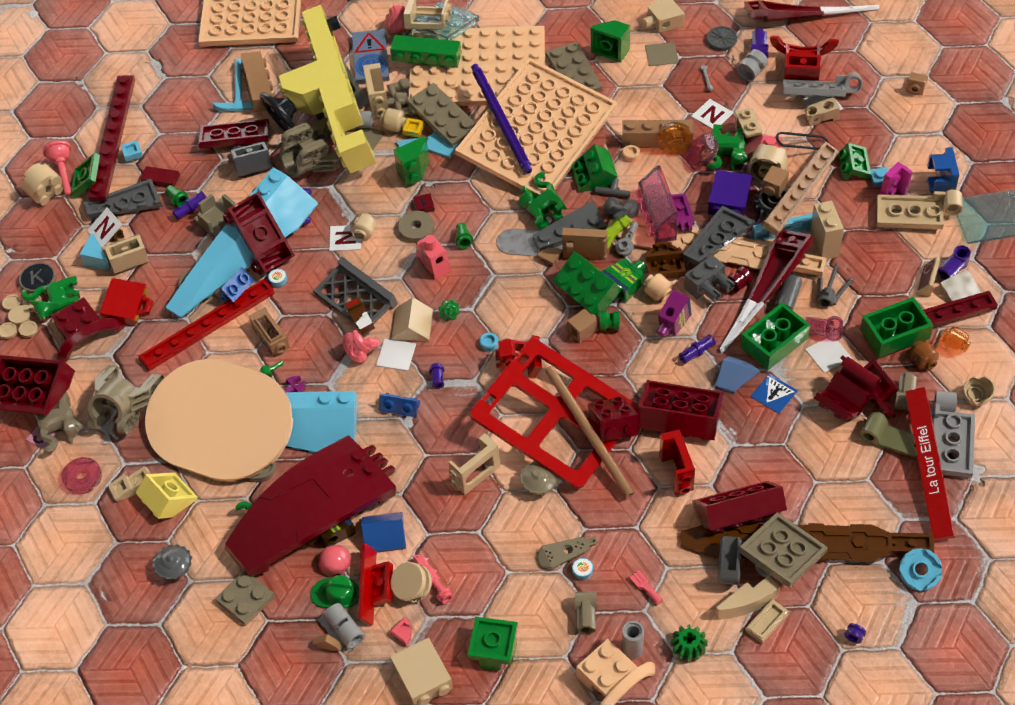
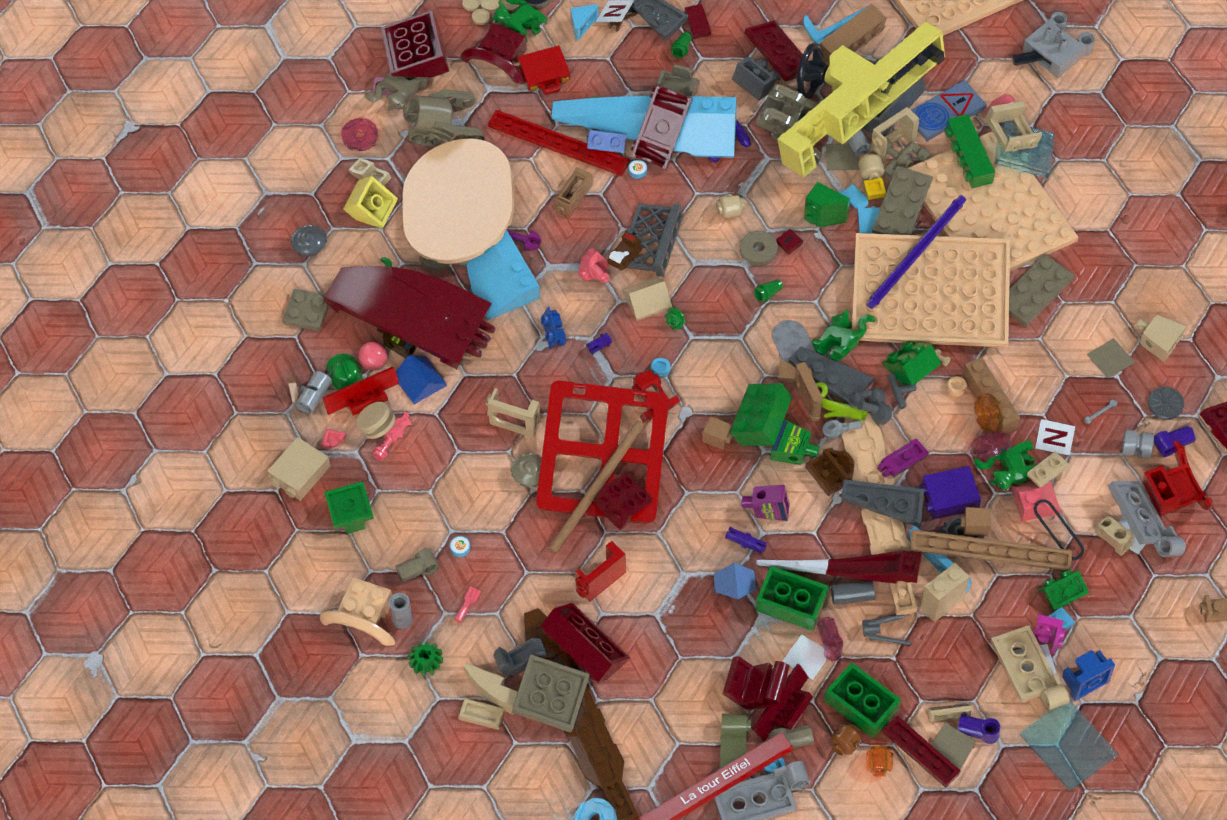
camera: 60 degrees right, 5 degrees up
(126, 253) = (595, 40): tan slope -> none
(189, 205) = (677, 59): dark purple pin -> none
(268, 370) = (532, 211): green hand -> none
(342, 239) = (709, 196): white sticker -> none
(396, 354) = (607, 301): white sticker -> none
(430, 250) = (728, 271): coral torso -> none
(557, 551) = (465, 520): dark tan piece -> none
(610, 40) = (1088, 303): green slope -> none
(610, 320) = (735, 452): green wheel -> none
(657, 287) = (797, 476): light nougat head -> none
(658, 206) = (889, 434): clear pink slope -> none
(676, 407) = (667, 552): dark red slope -> none
(705, 277) = (832, 512): dark grey brick -> none
(741, 278) = (848, 543): dark red wheel -> none
(763, 159) = (1005, 509): tan brick -> none
(774, 393) = (733, 627): blue sticker -> none
(855, 633) = (501, 788): dark purple bush -> none
(978, 390) = (826, 801): tan hair -> none

